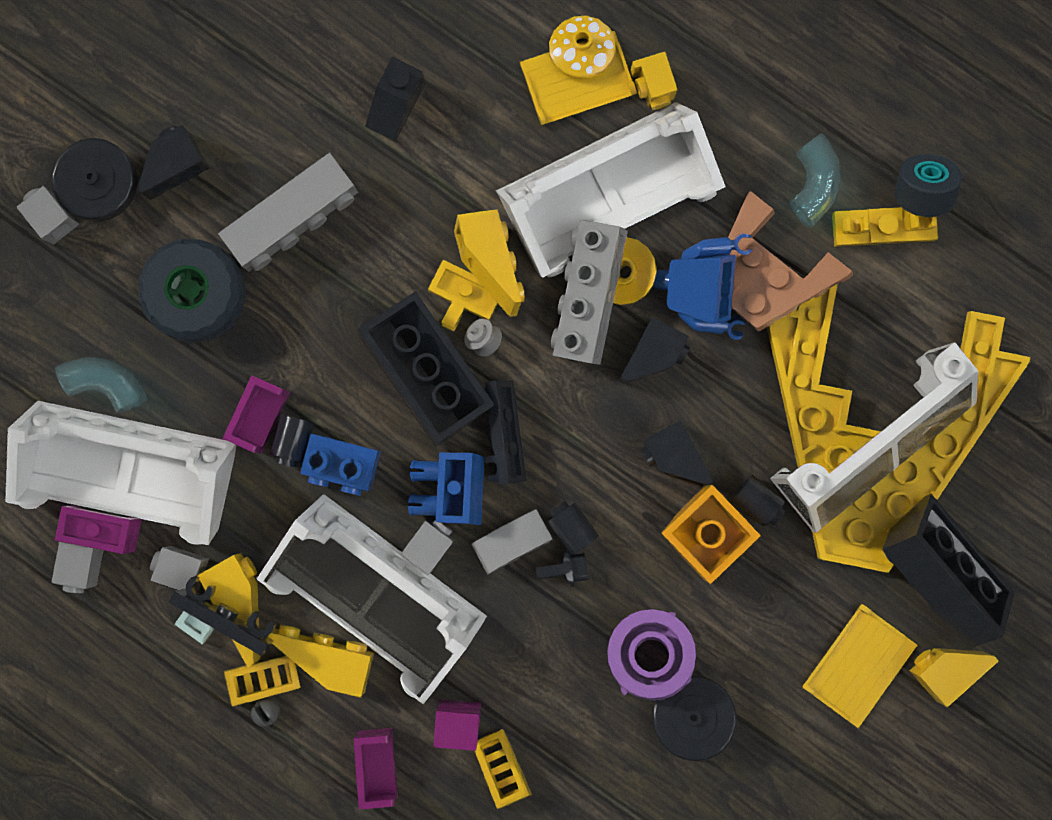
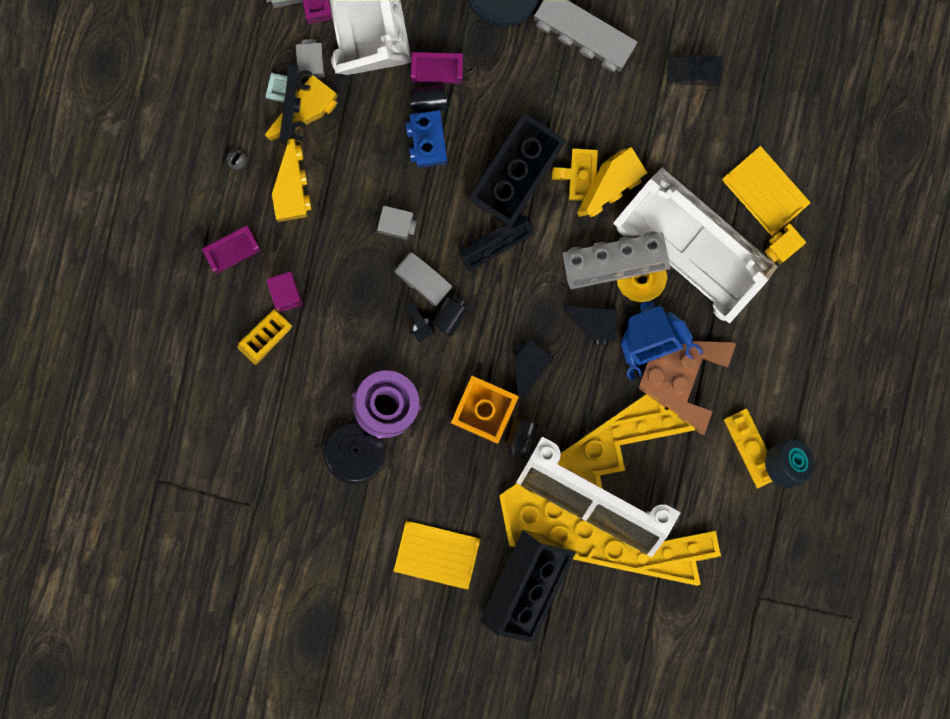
camera: 70 degrees right, 0 degrees up
(251, 695) = (259, 134): yellow slope -> none
(374, 594) = (348, 199): windscreen -> none
(458, 488) = (444, 226): blue brick -> none
(483, 337) = (555, 200): light grey wheel -> none
(586, 59) = (781, 193): yellow dish -> none
(822, 181) = (765, 389): clear light blue cylinder -> none
(950, 671) = (459, 616): yellow slope -> none

